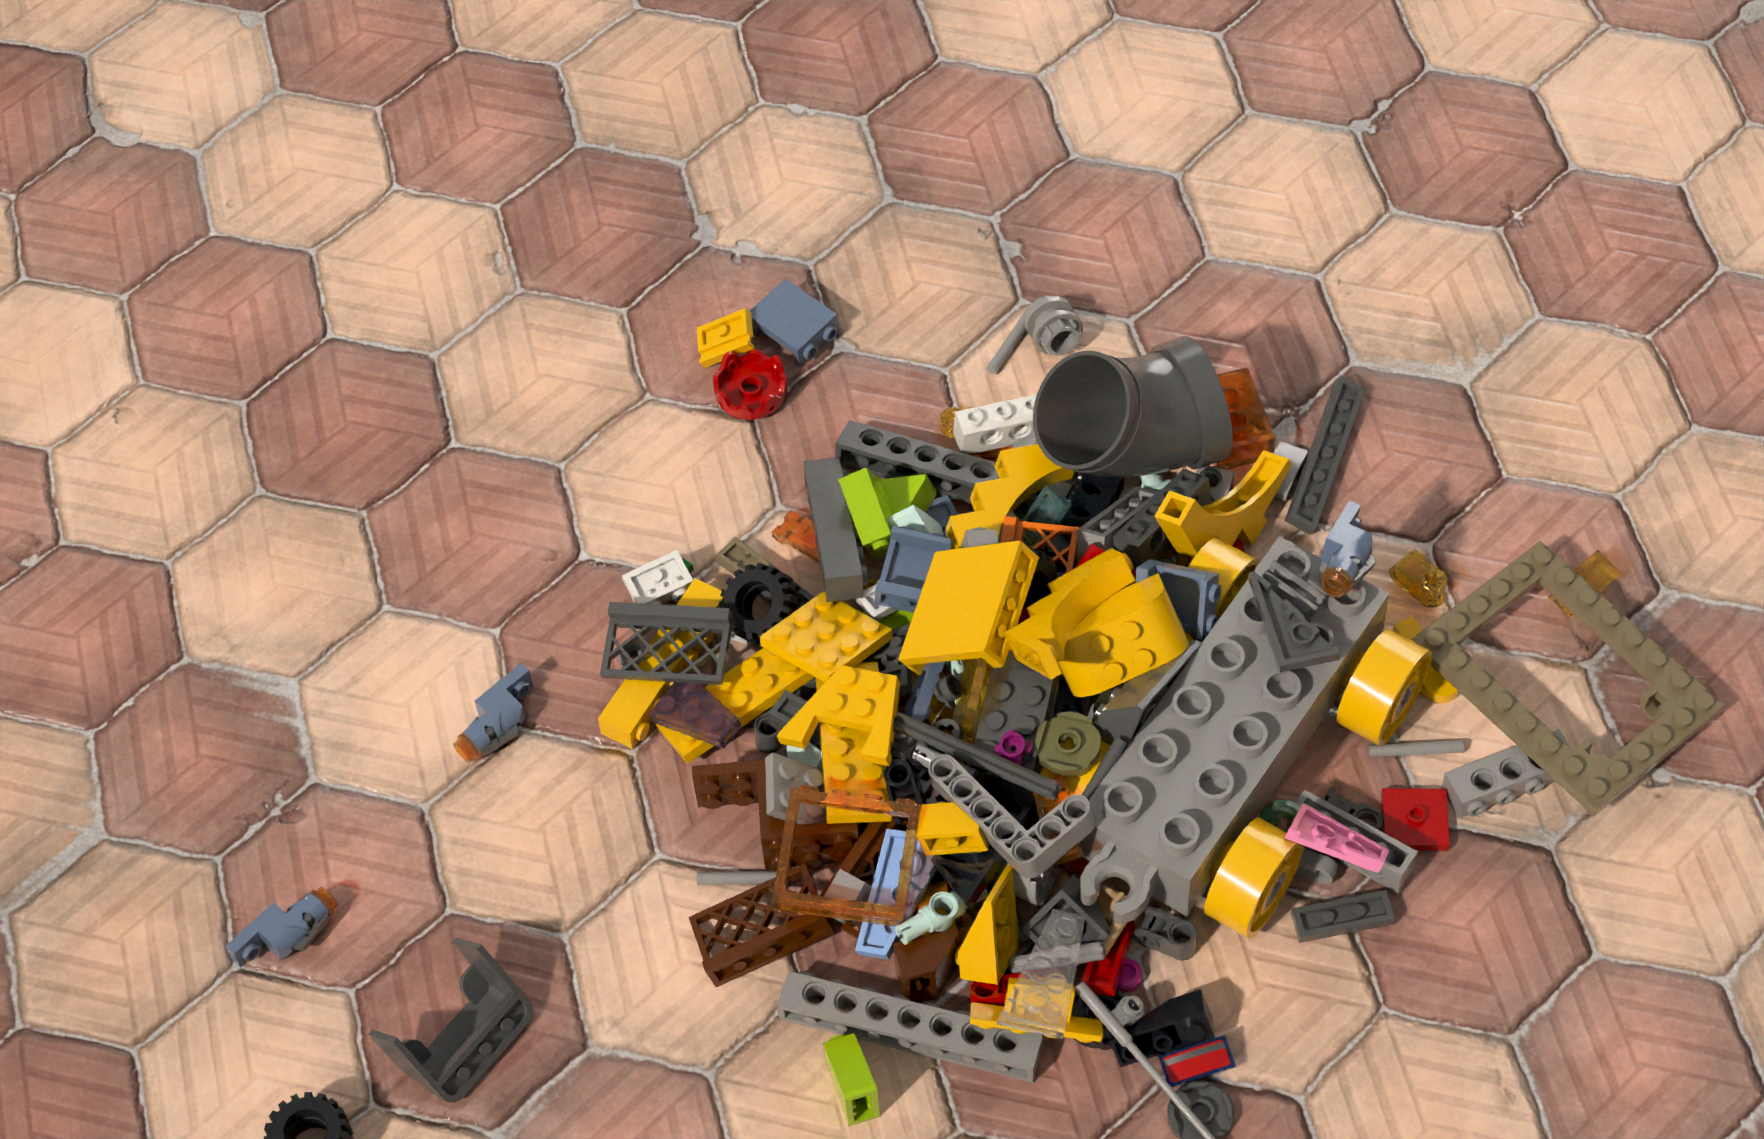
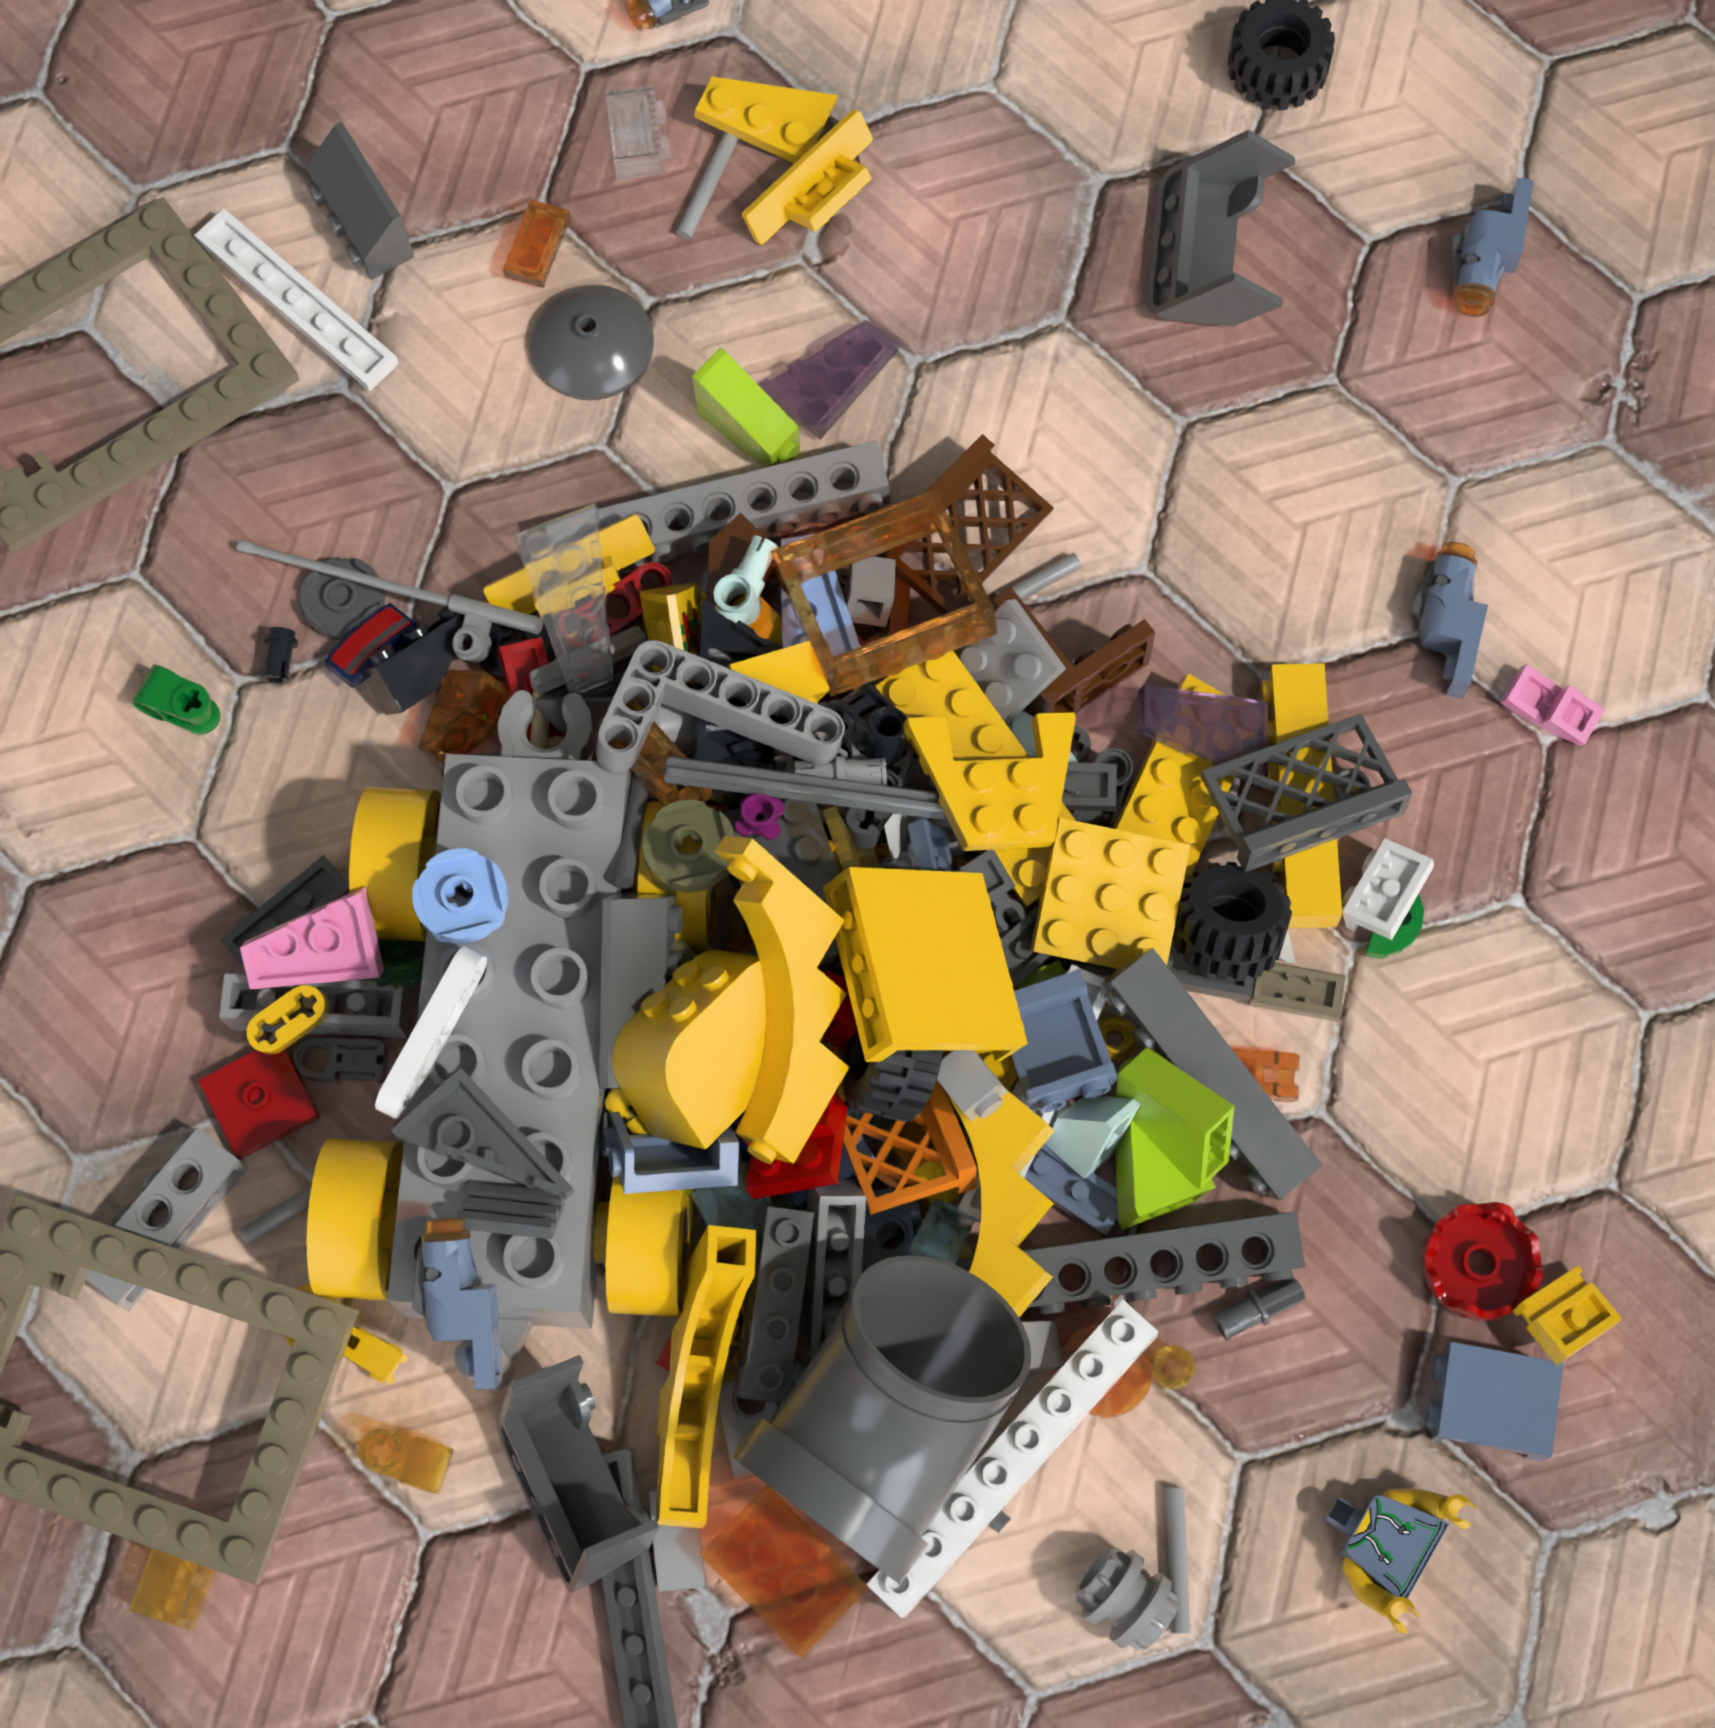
camera: 150 degrees right, 15 degrees up
(478, 642) = (1553, 708): none -> bright pink slope
(775, 1082) = (830, 381): none -> clear purple wing
(896, 287) = (1392, 1544): none -> torso
(898, 425) = (1259, 1308): none -> dark grey axle
(1157, 978) = (463, 713): none -> clear orange slope
(1224, 783) = (438, 882): none -> light blue plate
(1260, 1098) = (278, 654): none -> black pin
(1287, 697) = (431, 1033): none -> white beam
(1329, 482) = (566, 1476): none -> dark grey windscreen
(1355, 1098) = (176, 701): none -> green piece
(1374, 820) = (294, 1028): none -> yellow beam

